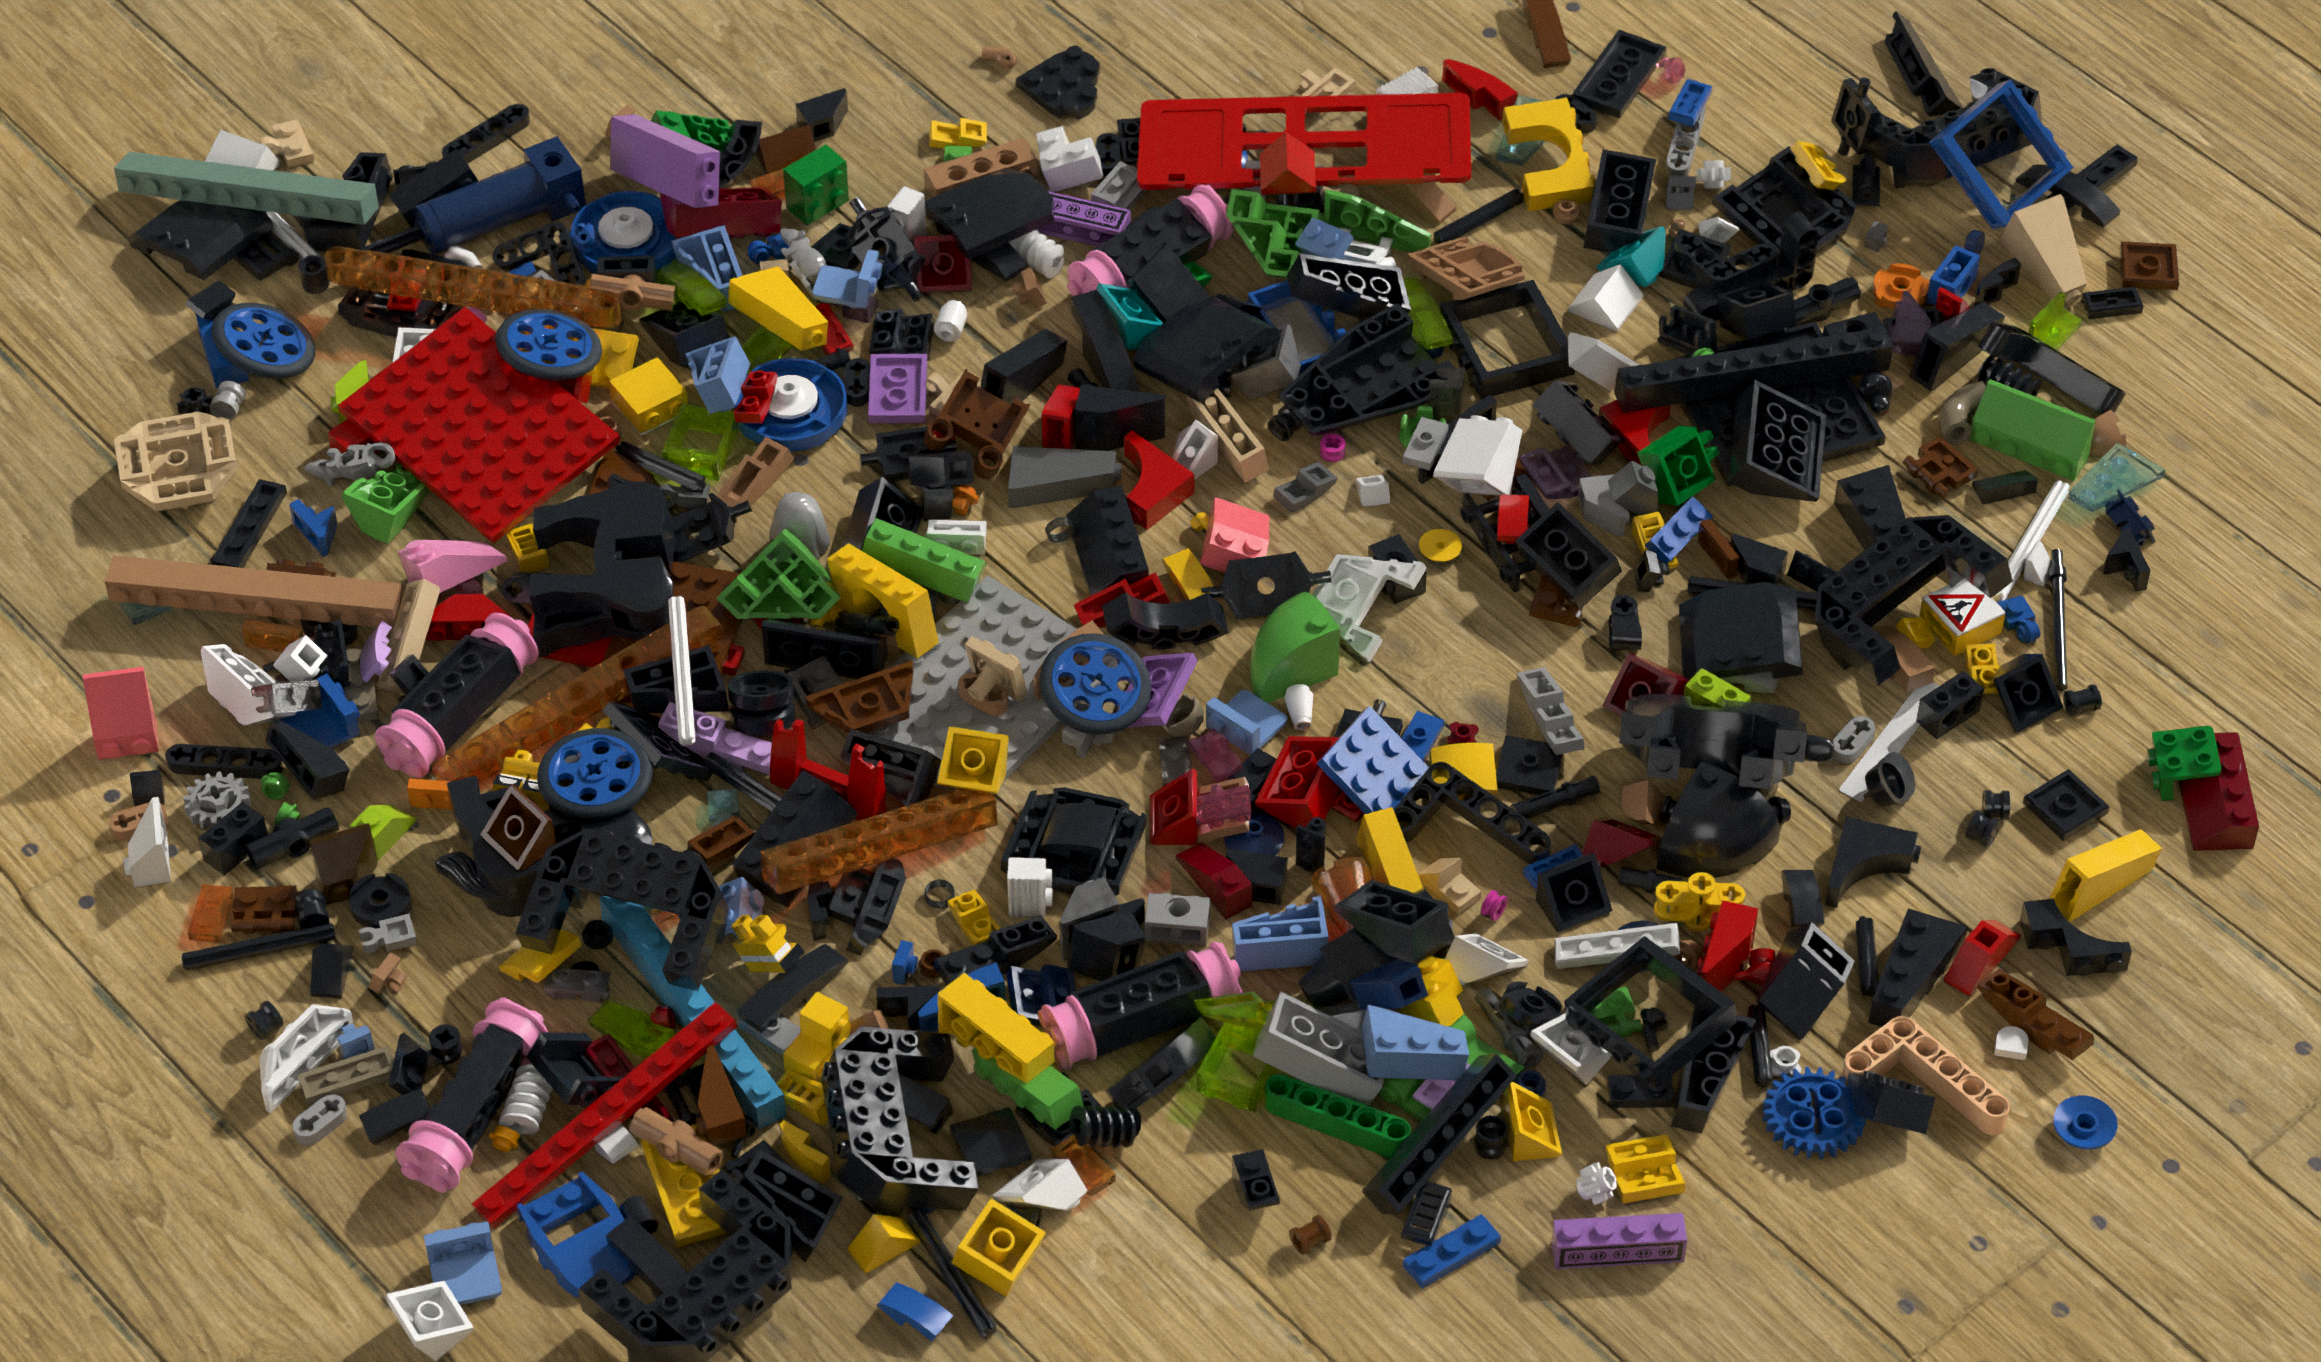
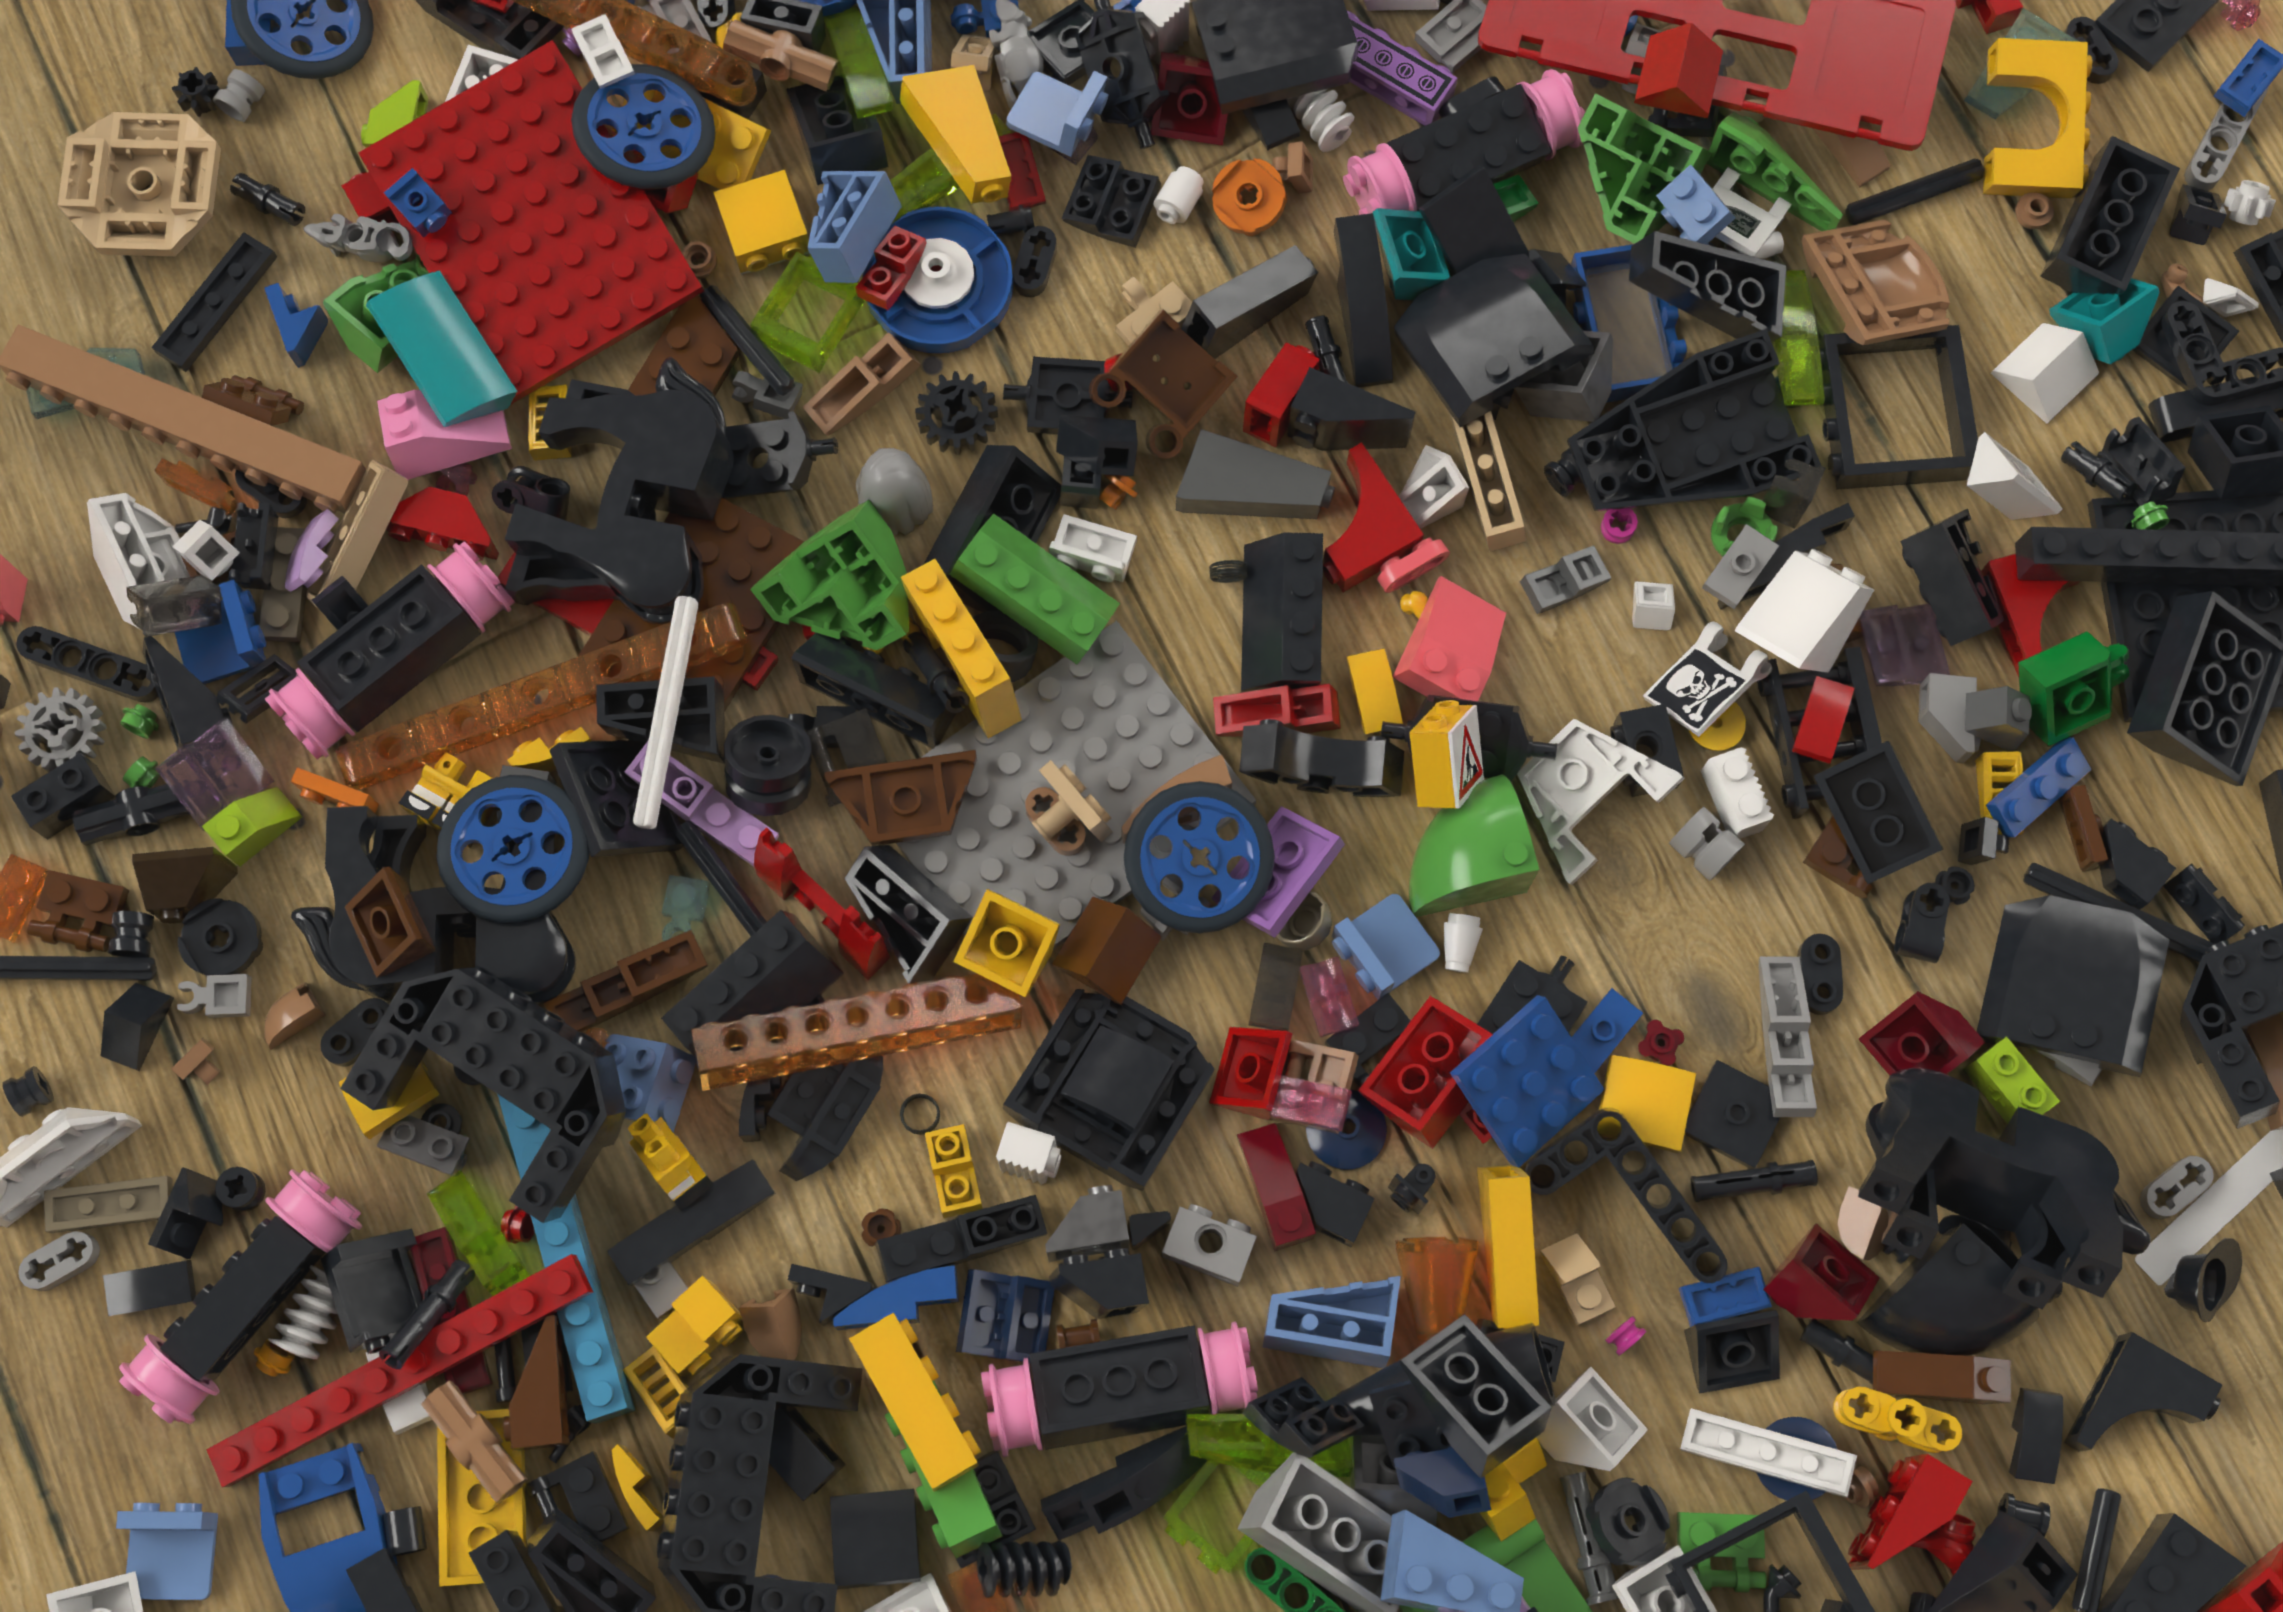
camera: 15 degrees right, 25 degrees up
(269, 458) = (267, 199): none -> black pin
(346, 793) = (214, 772): none -> slope
(355, 1041) = (129, 1159): medium blue tile -> none
(359, 743) = (254, 701): none -> black tile
(396, 420) = (408, 193): none -> blue brick
(440, 507) = (442, 349): none -> teal slope
(450, 934) = (291, 1015): none -> medium nougat brick
(503, 933) = (355, 1030): none -> black plate
(505, 303) = (602, 51): none -> white slope
(620, 1065) = (437, 1302): none -> black pin
(830, 478) = (947, 400): none -> black gear
(897, 388) = (1082, 286): medium lavender plate -> none
(904, 962) = (843, 1220): blue plate -> none
(1002, 325) = (1247, 175): none -> orange plate
(1046, 758) = (1107, 949): none -> reddish brown slope
(1192, 499) = (1425, 557): none -> coral plate
(1252, 584) = (1446, 755): none -> yellow piece
(1283, 981) = (1302, 1419): none -> black slope
(1425, 520) = (1703, 684): none -> flag
(1459, 612) = (1706, 843): none -> light grey wheel
(1468, 579) = (1737, 793): none -> white brick
(1563, 668) = (1821, 973): none -> black plate
(1644, 600) = (1962, 879): none -> black plate
(1660, 345) = (2099, 472): none -> black pin
(1743, 866) = (1942, 1377): none -> reddish brown slope

